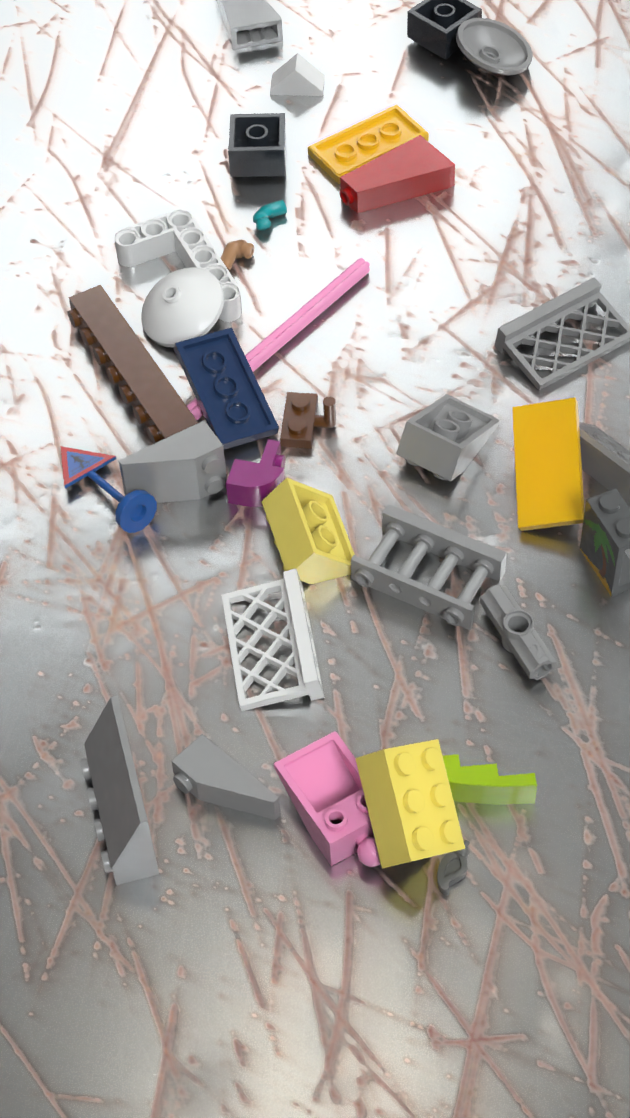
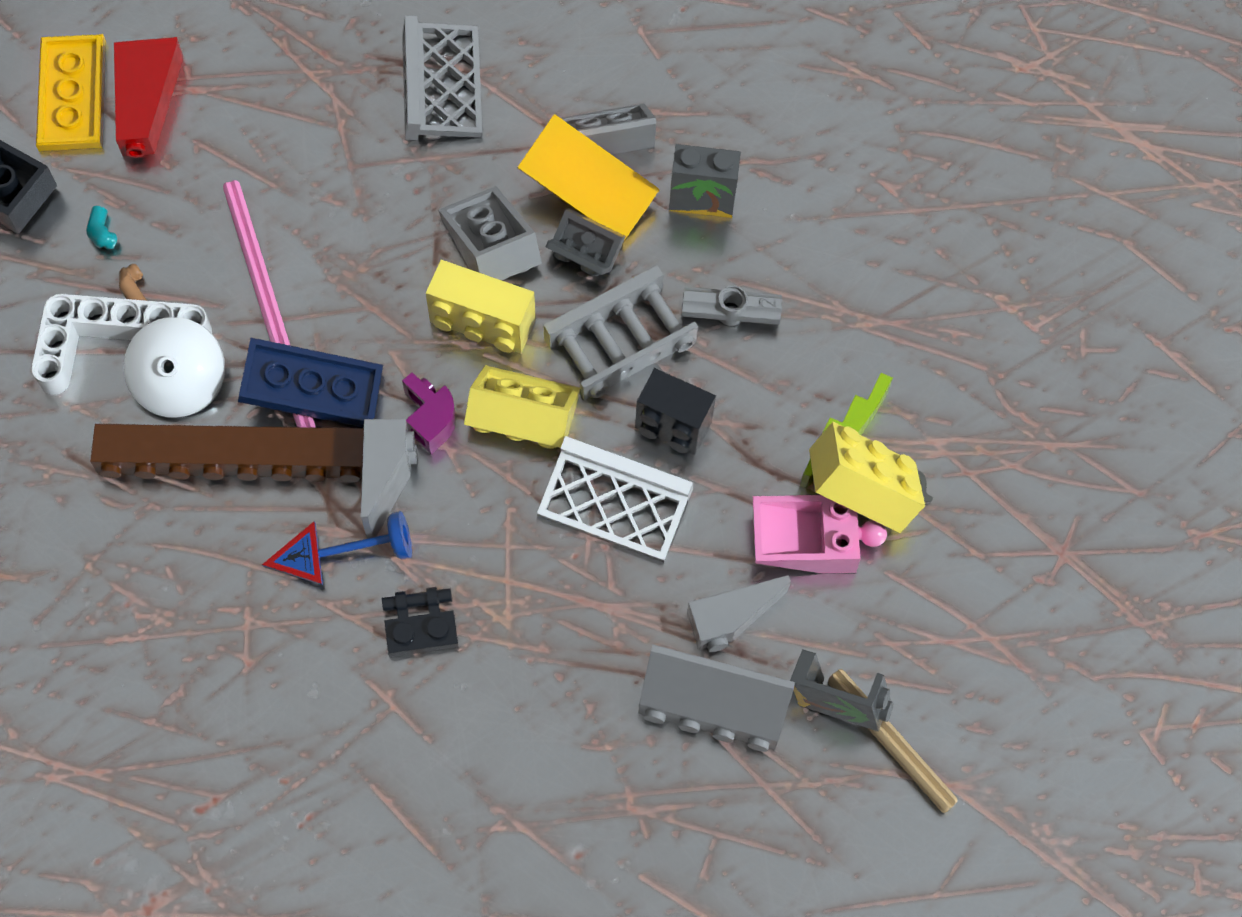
camera: 65 degrees left, 15 degrees up
(64, 571) = (420, 632): none -> black plate
(177, 977) = (902, 751): none -> tan axle
(187, 874) = (837, 703): none -> dark grey panel
(301, 419) = (382, 342): reddish brown plate -> none
(371, 455) = (481, 307): none -> light yellow brick
(374, 634) = (674, 411): none -> black brick
(491, 500) = (586, 243): none -> dark grey bracket

